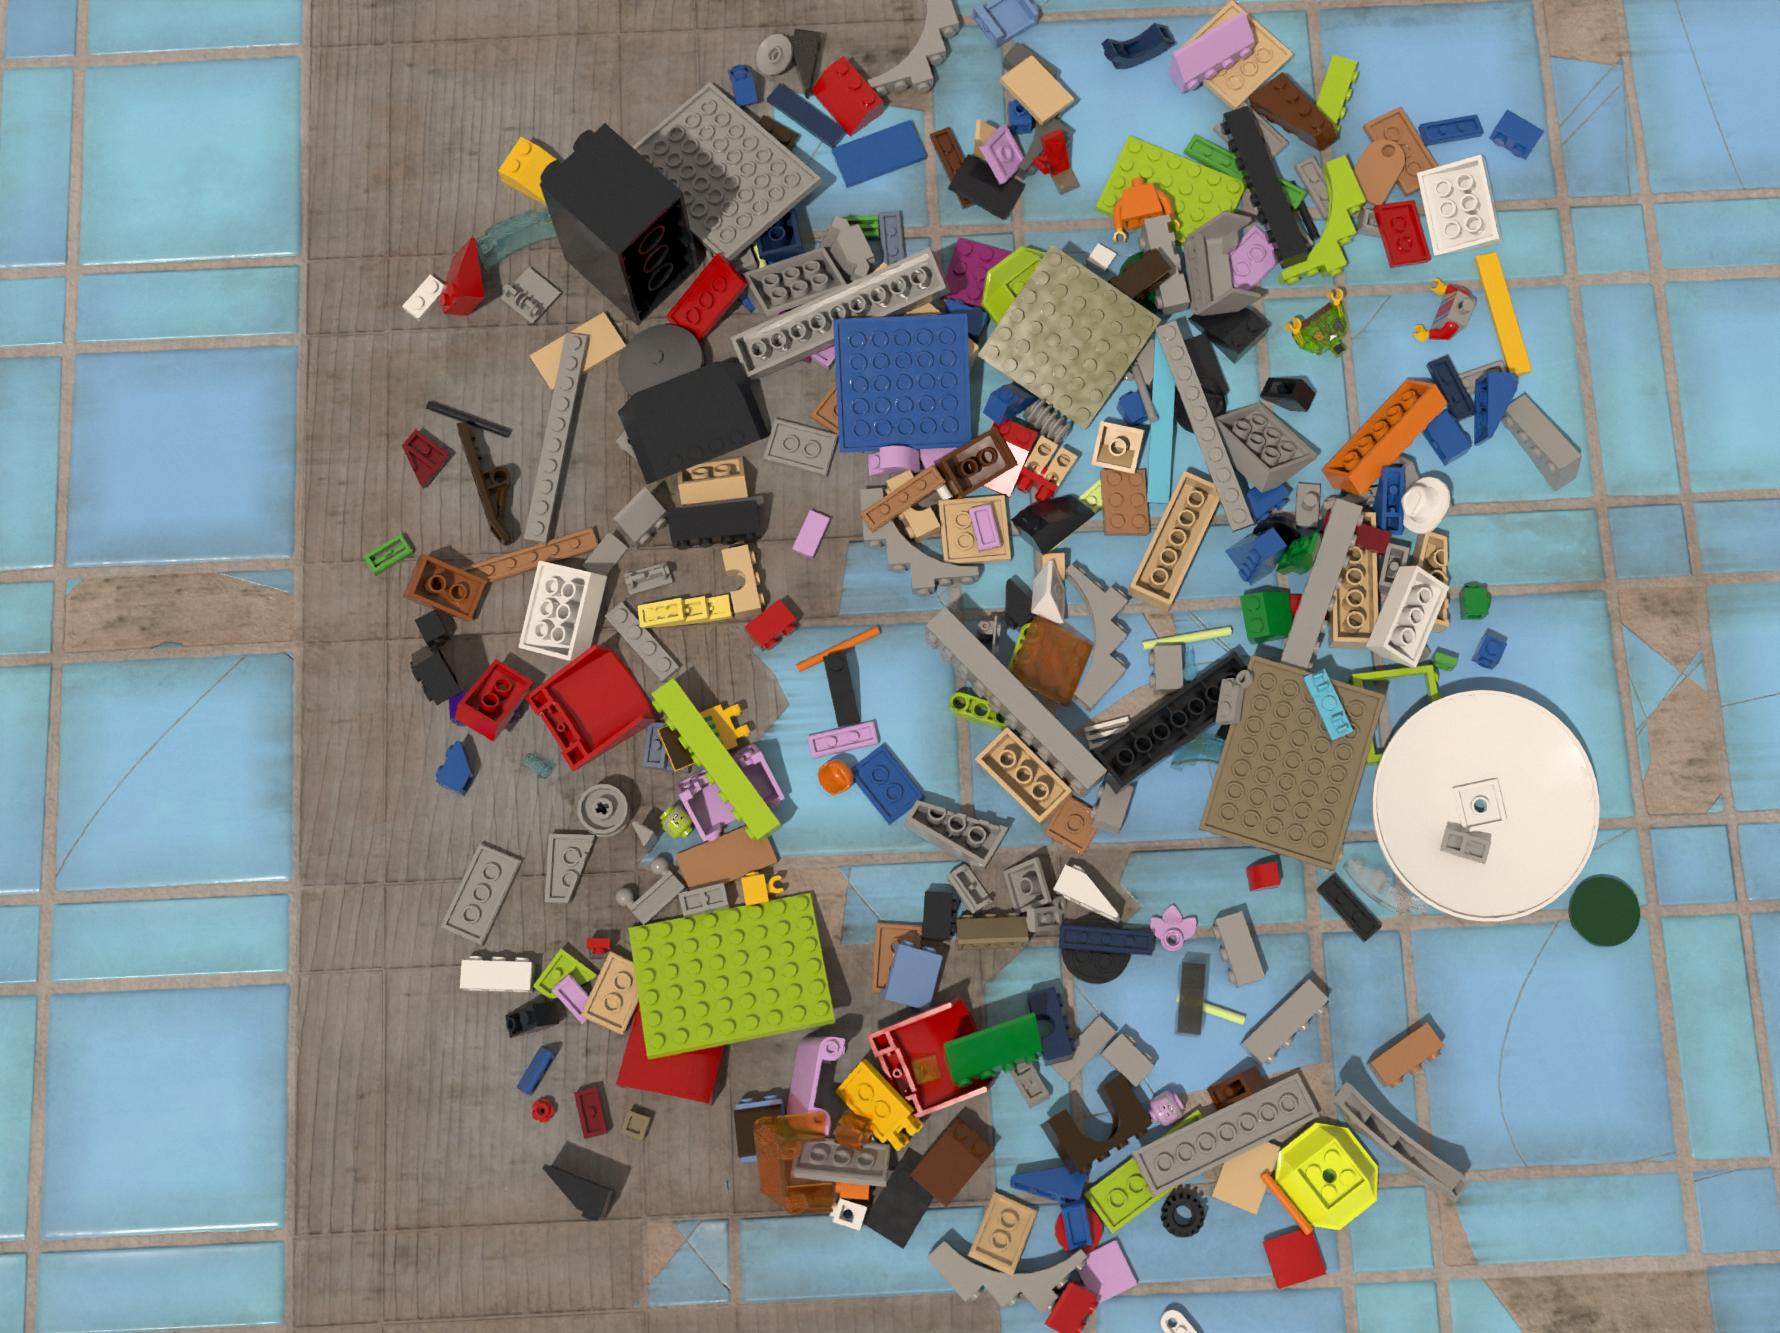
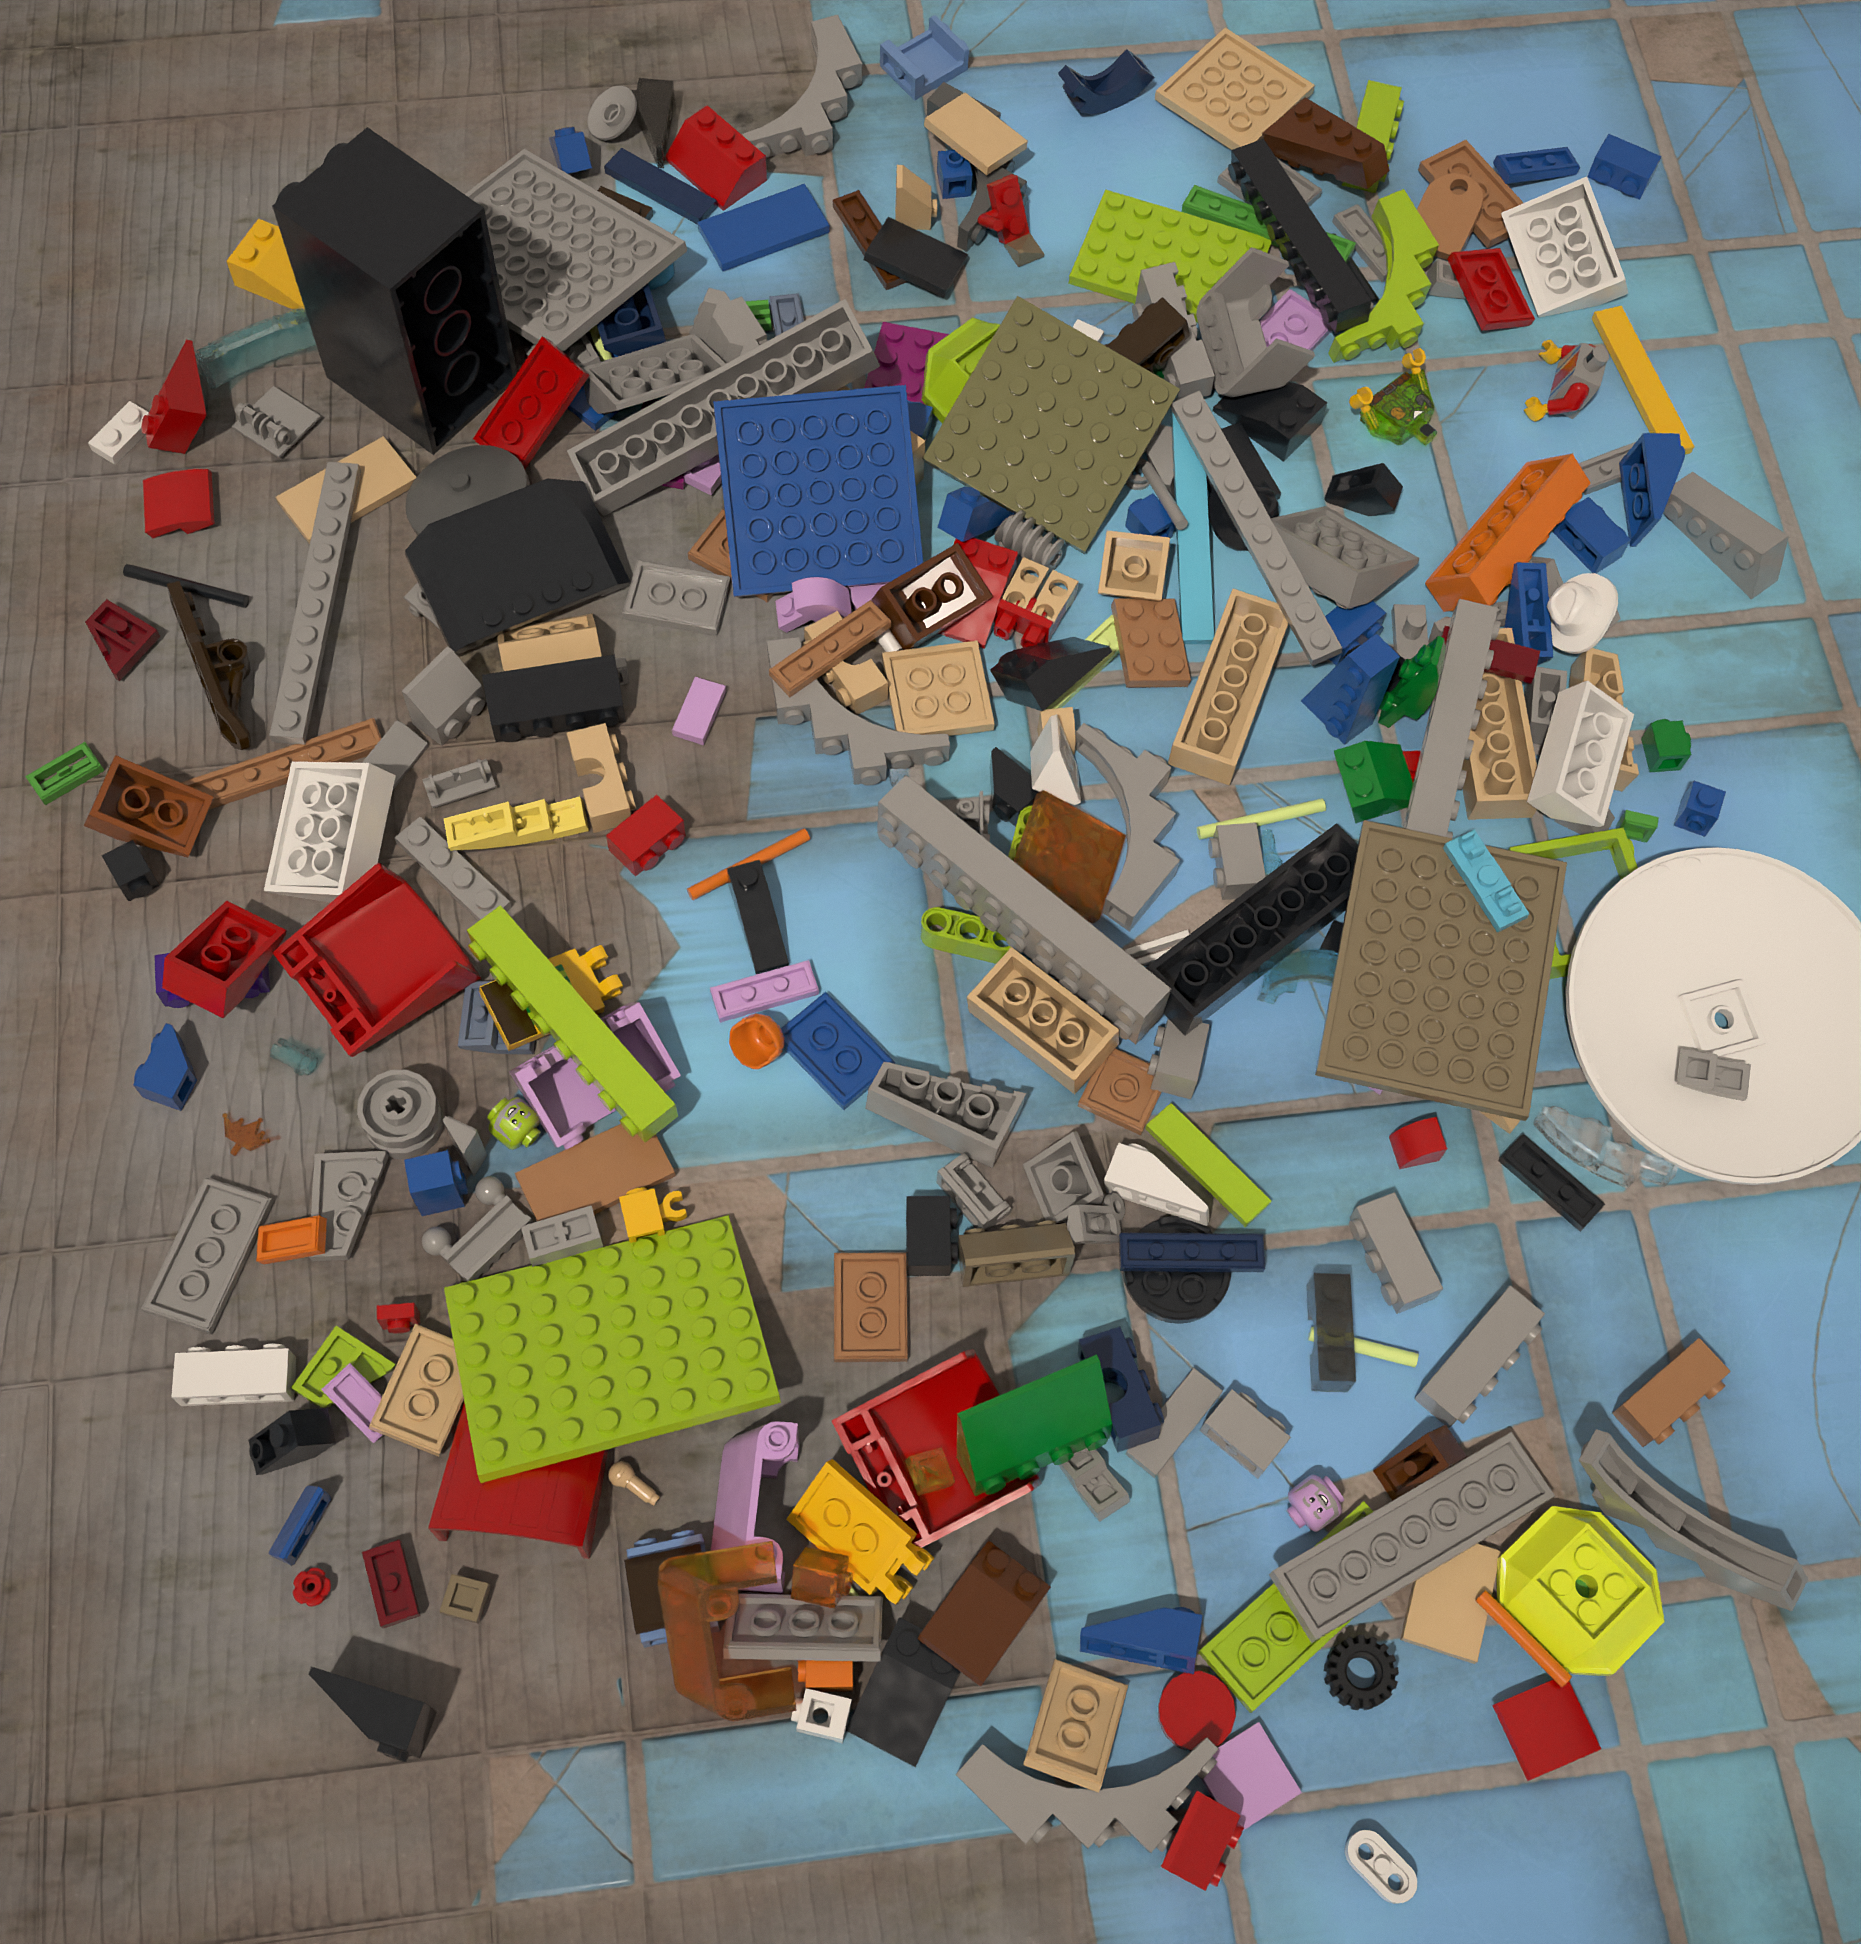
camera: 10 degrees left, 10 degrees down
(434, 673) = (130, 922): black brick -> none
(463, 355) = (178, 501): none -> red slope
(504, 816) = (244, 1136): none -> clear orange piece
(533, 890) = (291, 1240): none -> orange tile
(626, 860) = (436, 1182): none -> blue brick
(735, 1056) = (622, 1475): none -> tan piece
(912, 975) = (896, 1326): medium blue panel -> none
(984, 528) = (952, 683): lavender tile -> none
(1002, 154) = (935, 211): lavender tile -> none
(1076, 1224) = (1194, 1699): blue tile -> none
(1079, 1151) = (1186, 1577): dark brown arch -> none
(1123, 880) = (1208, 1165): none -> lime tile
(1138, 204) = (1121, 266): orange torso -> none
(1173, 925) = (1290, 1226): lavender plate -> none
(1211, 53) = (1206, 79): lavender slope -> none
(1231, 698) = (1342, 882): light grey hinge -> none
(1451, 388) = (1603, 487): dark blue tile -> none

